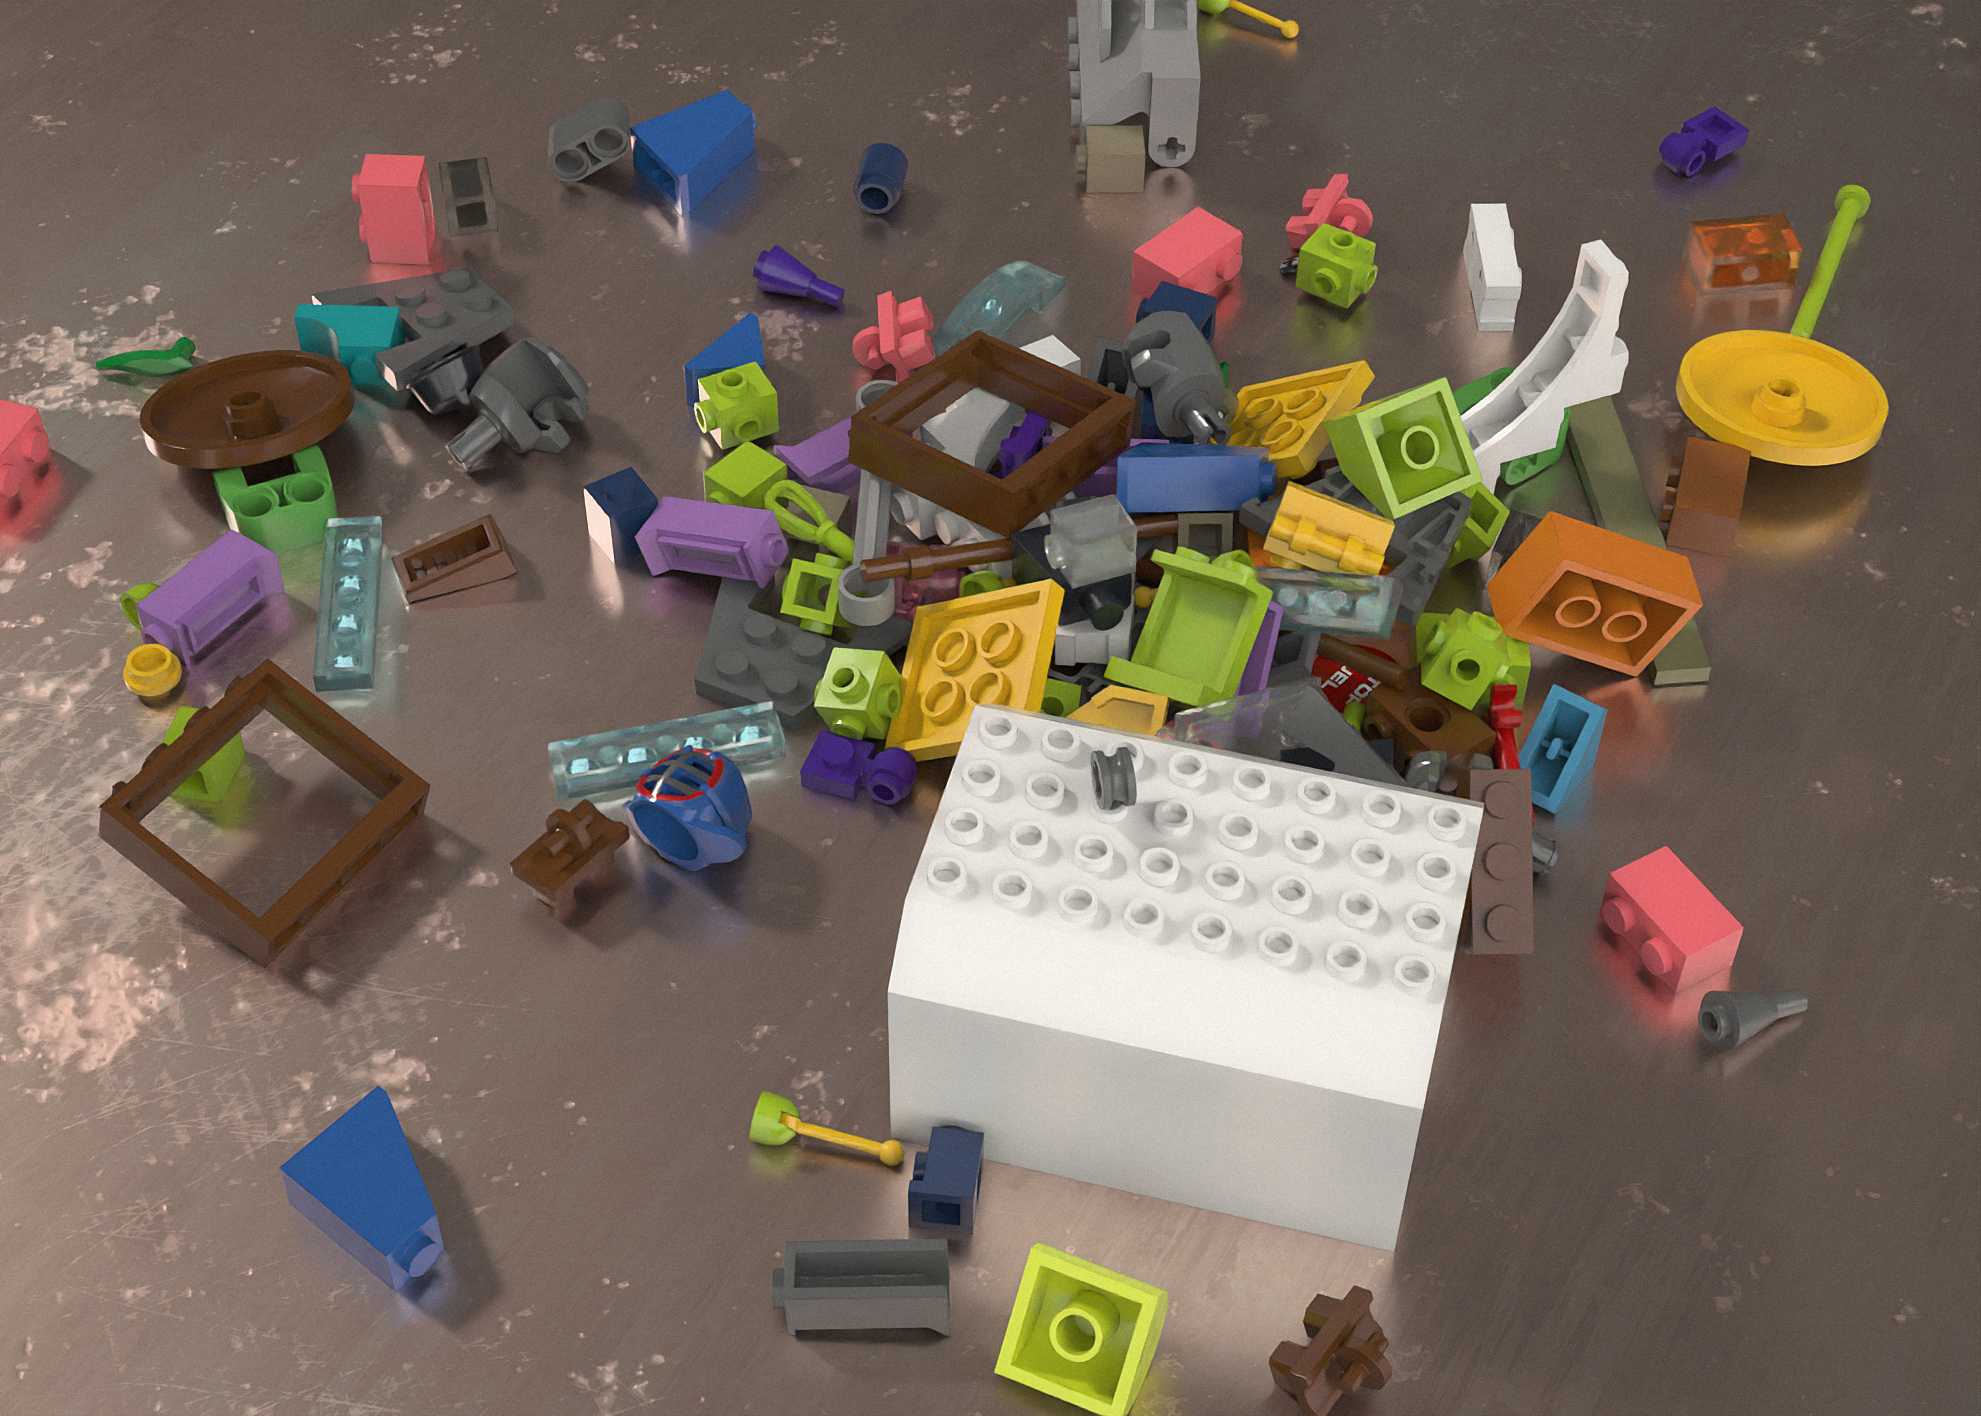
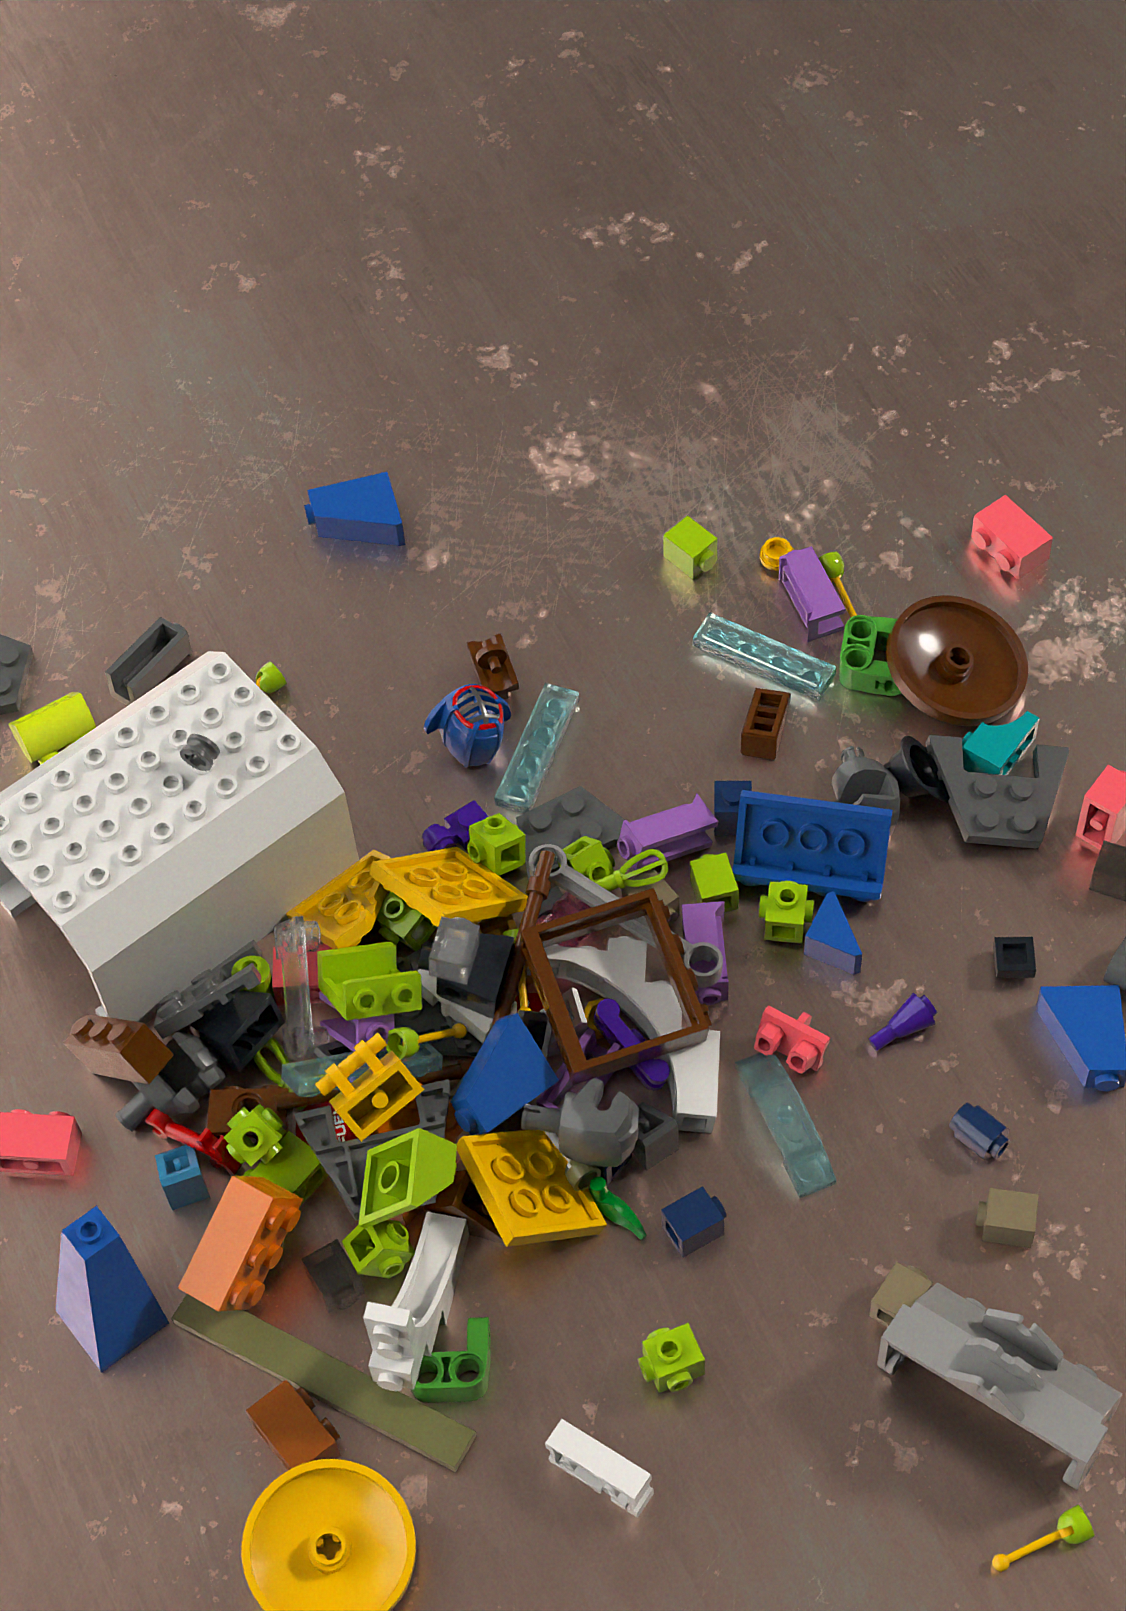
camera: 130 degrees right, 10 degrees up
(152, 362) = (1052, 654): green bar -> none
(206, 732) = (588, 499): reddish brown window -> none
(641, 407) = (812, 844): none -> blue bracket
(643, 233) = (1014, 957): none -> black plate
(958, 125) = (1008, 1217): none -> dark tan brick
(1190, 253) = (752, 1271): coral brick -> none
(1290, 264) = (716, 1355): black piece -> none
(1329, 207) = (730, 1402): coral hips -> none
(1766, 695) = (103, 1291): none -> blue slope

